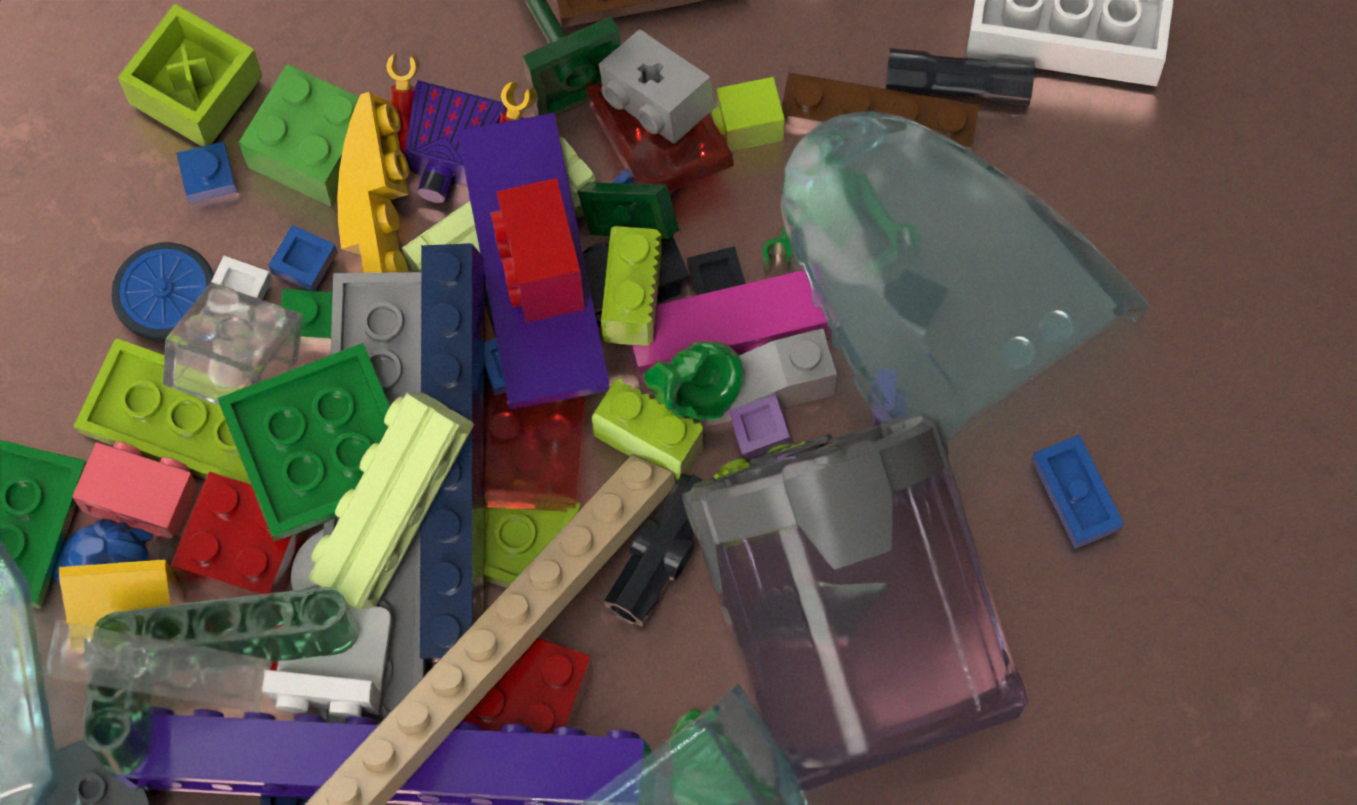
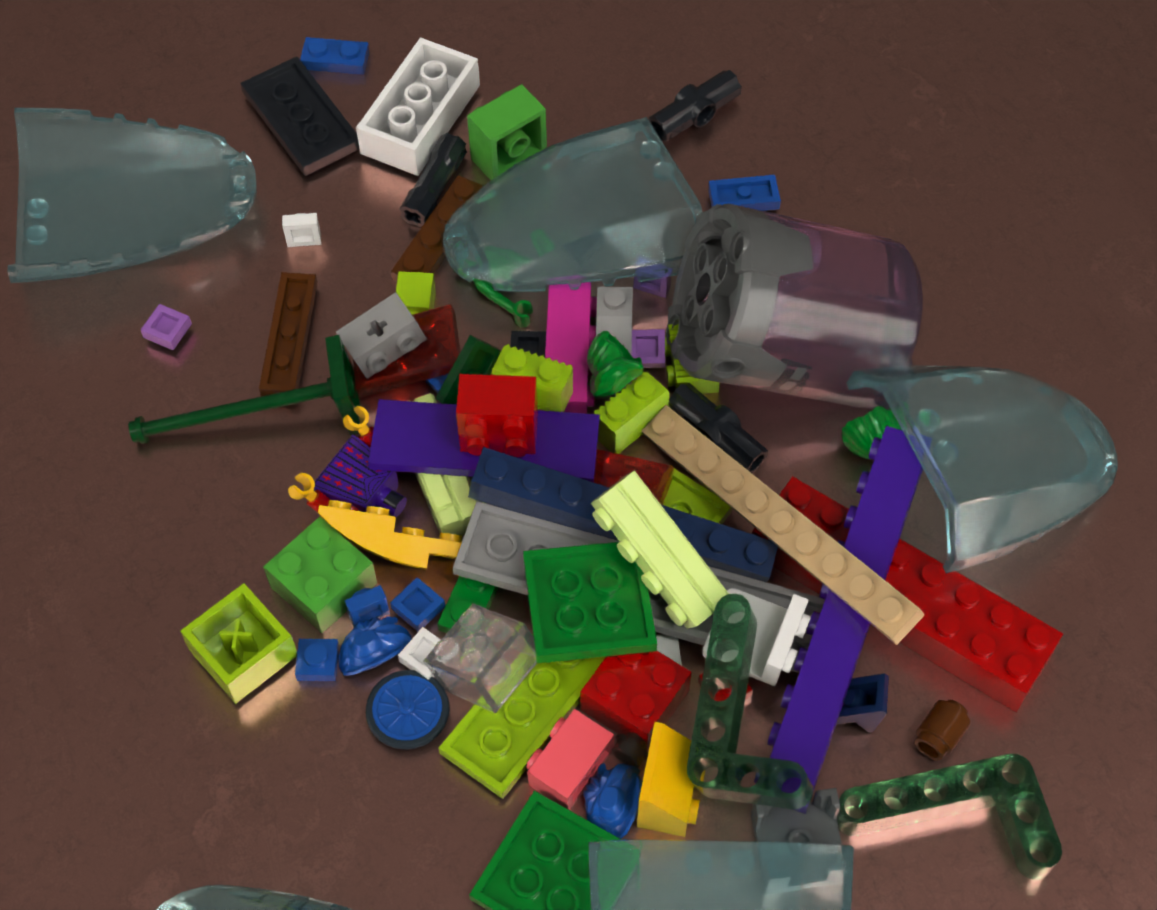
camera: 75 degrees left, 10 degrees down
(156, 666) = (749, 732): clear plate -> none
(239, 227) = (372, 644): none -> blue hat
(283, 199) = (367, 604): none -> blue plate
(1055, 140) = (506, 131): none -> bright green brick
(1219, 383) = (695, 105): none -> black piece

